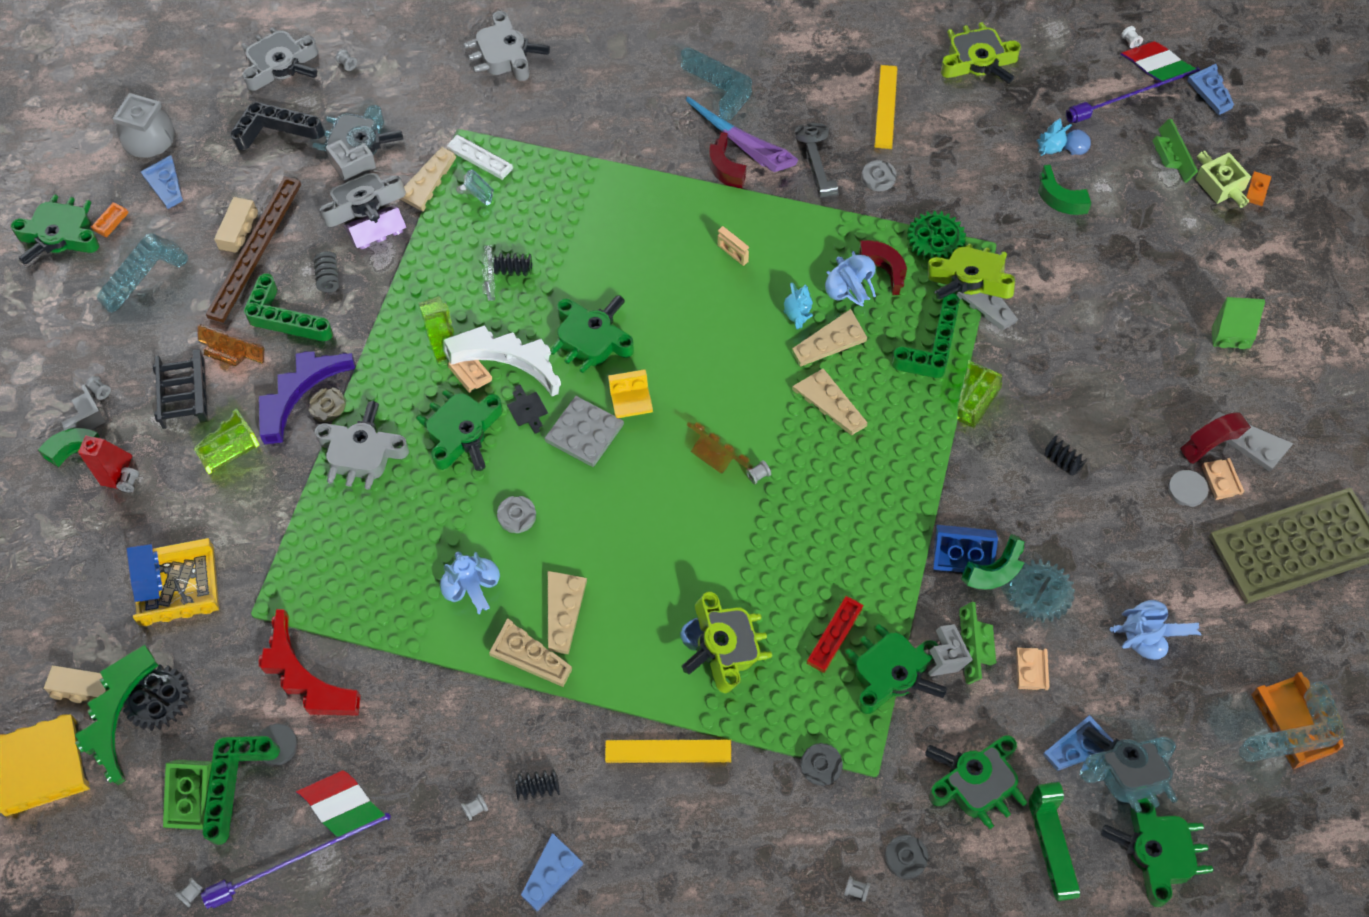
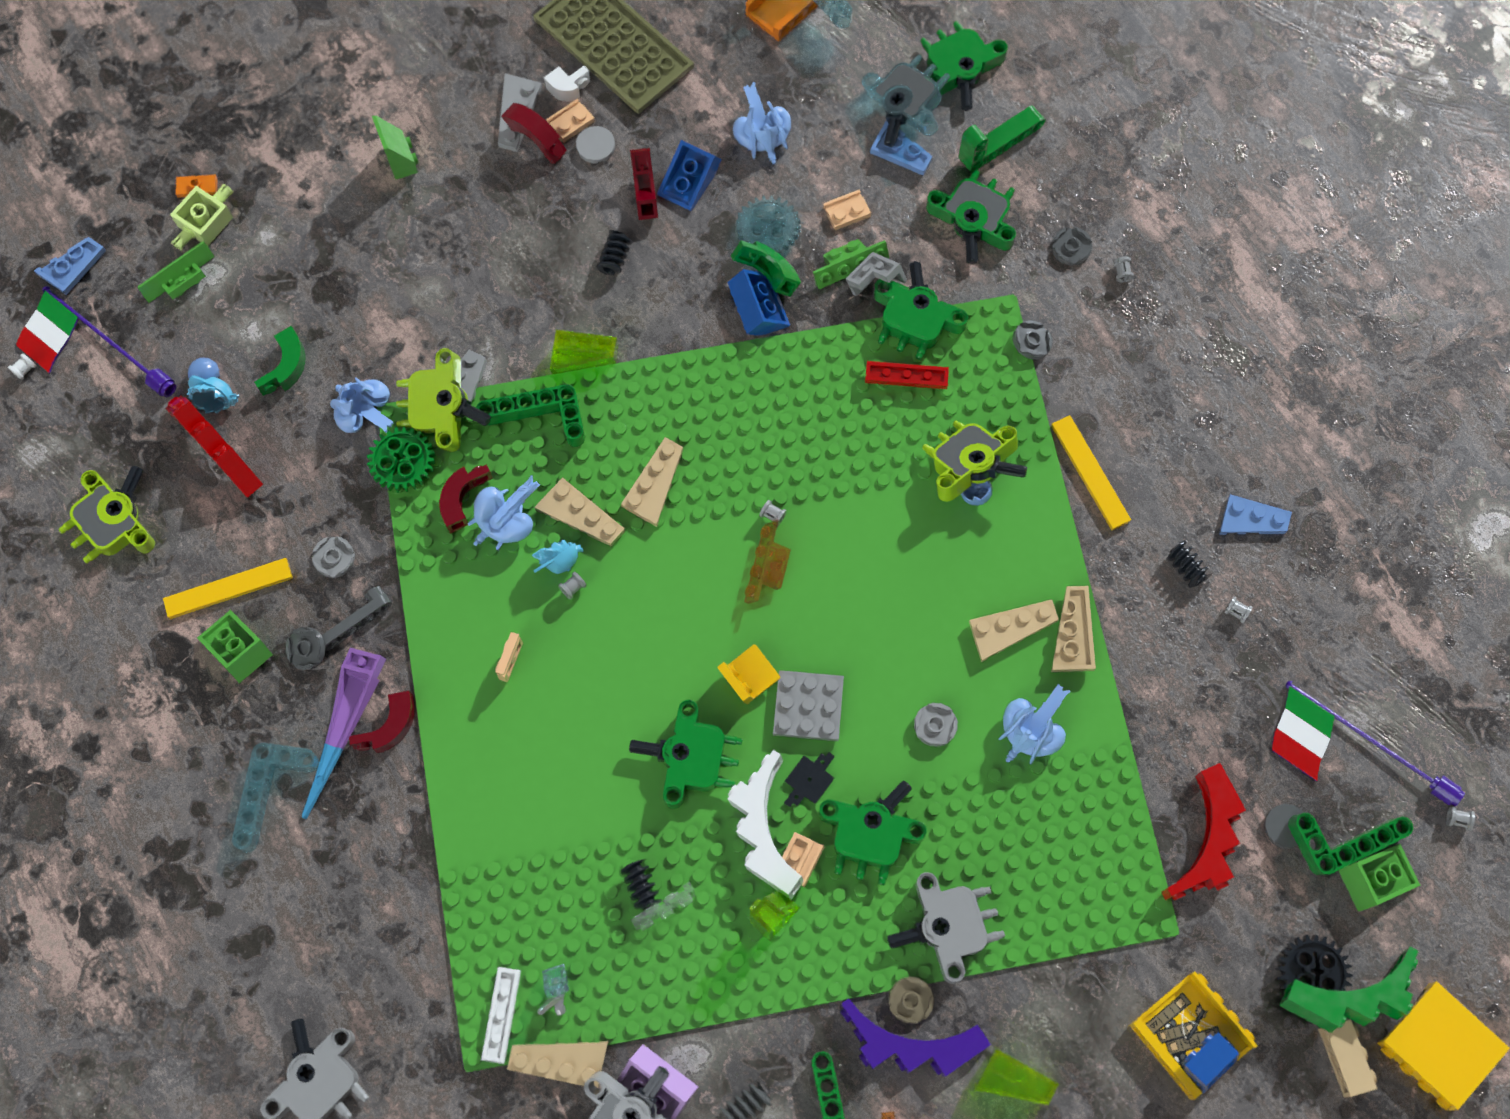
camera: 115 degrees left, 10 degrees up
(770, 309) = (572, 585): none -> light grey bush
(835, 94) = (235, 646): none -> bright green slope
(1002, 225) = (358, 401): none -> light blue hair
(1009, 116) = (214, 445): none -> red arch
(1121, 506) = (644, 184): none -> dark red arch
(1124, 548) = (688, 175): none -> blue slope
(1261, 485) = (567, 87): none -> white brick

